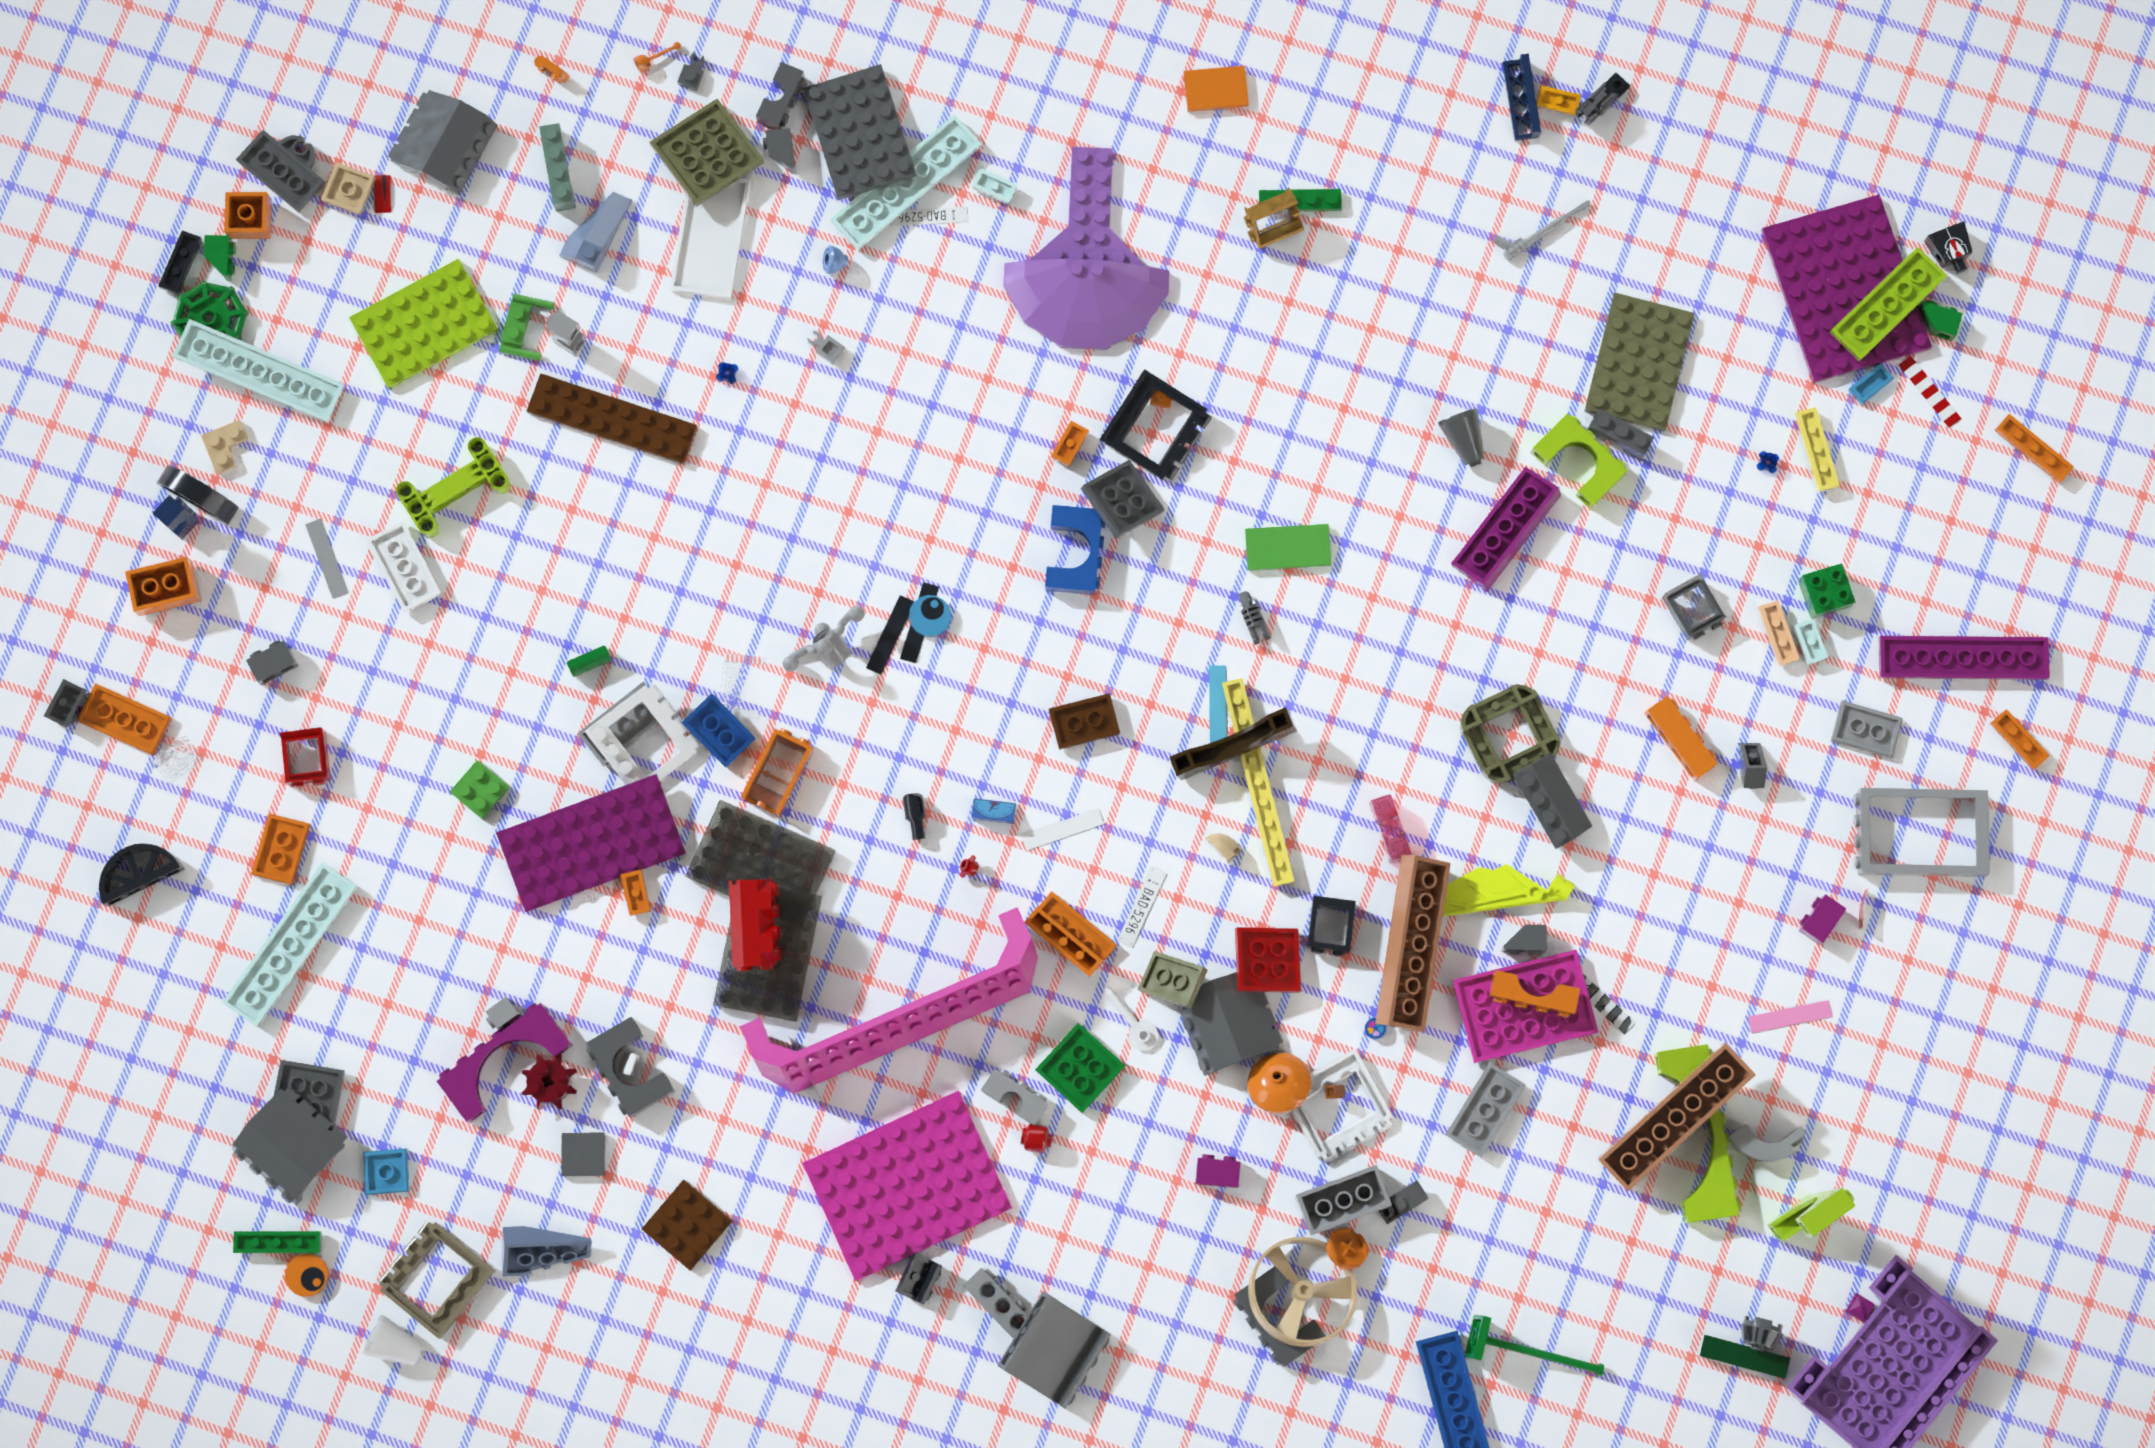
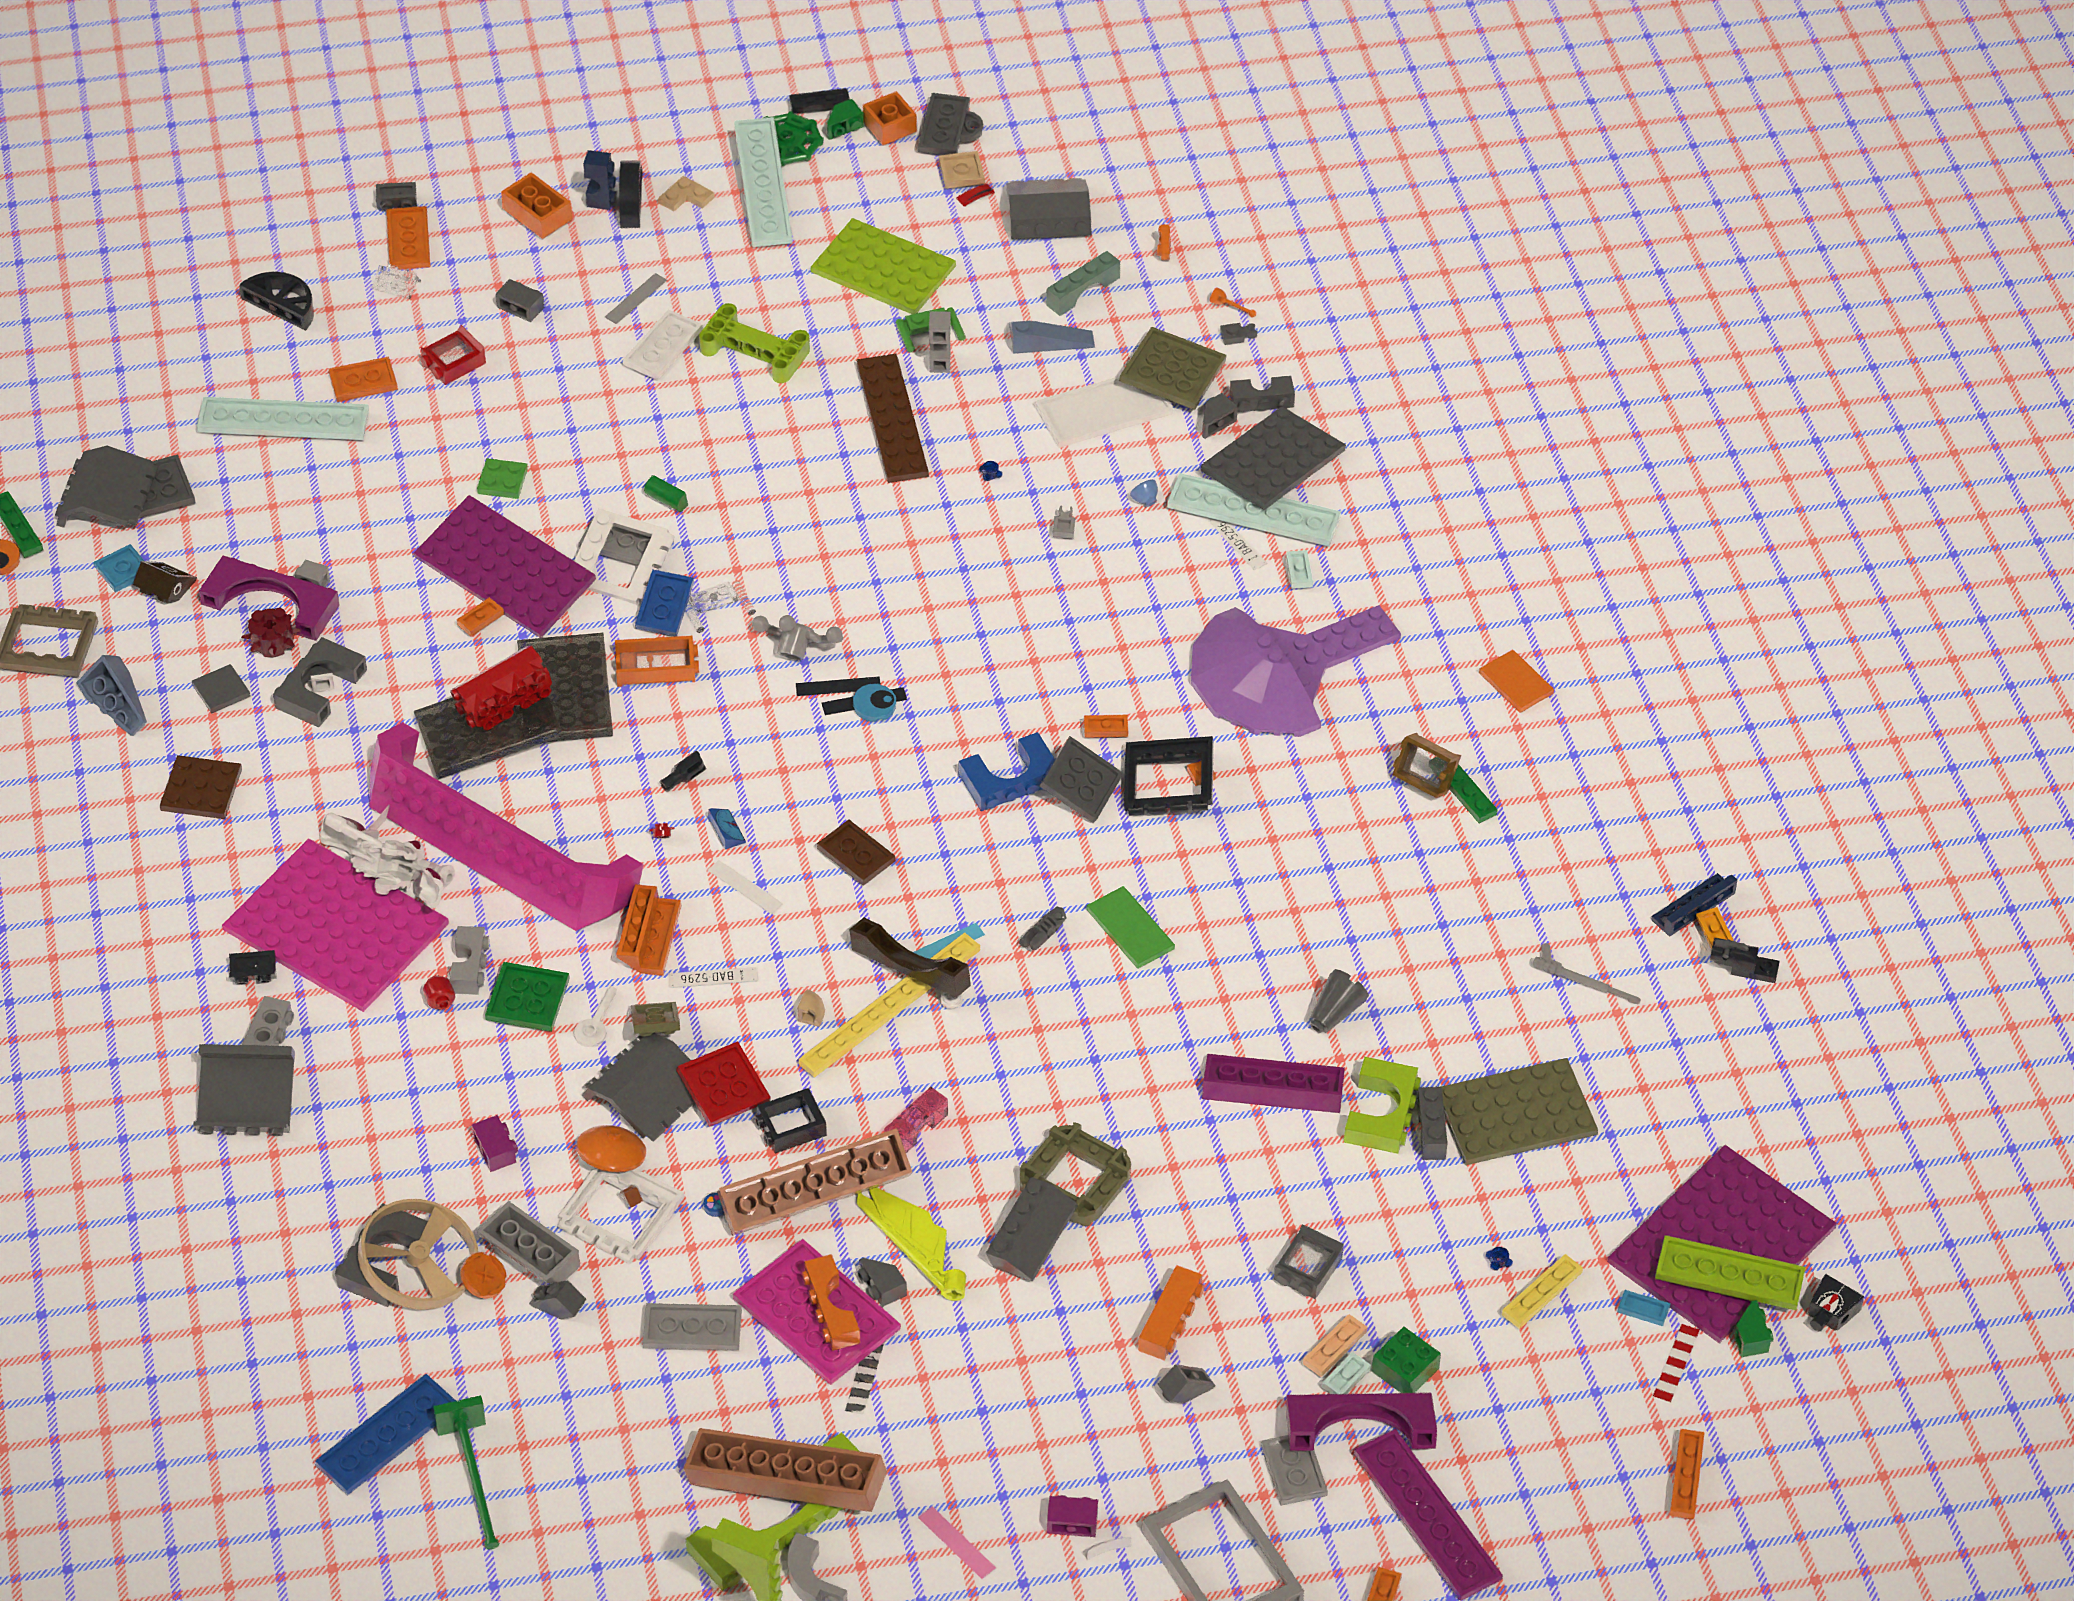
camera: 60 degrees right, 30 degrees down
(428, 1143) = (163, 581): none -> dark brown slope
(884, 1113) = (391, 862): none -> white piece
(1874, 617) = (1408, 1412): none -> magenta arch

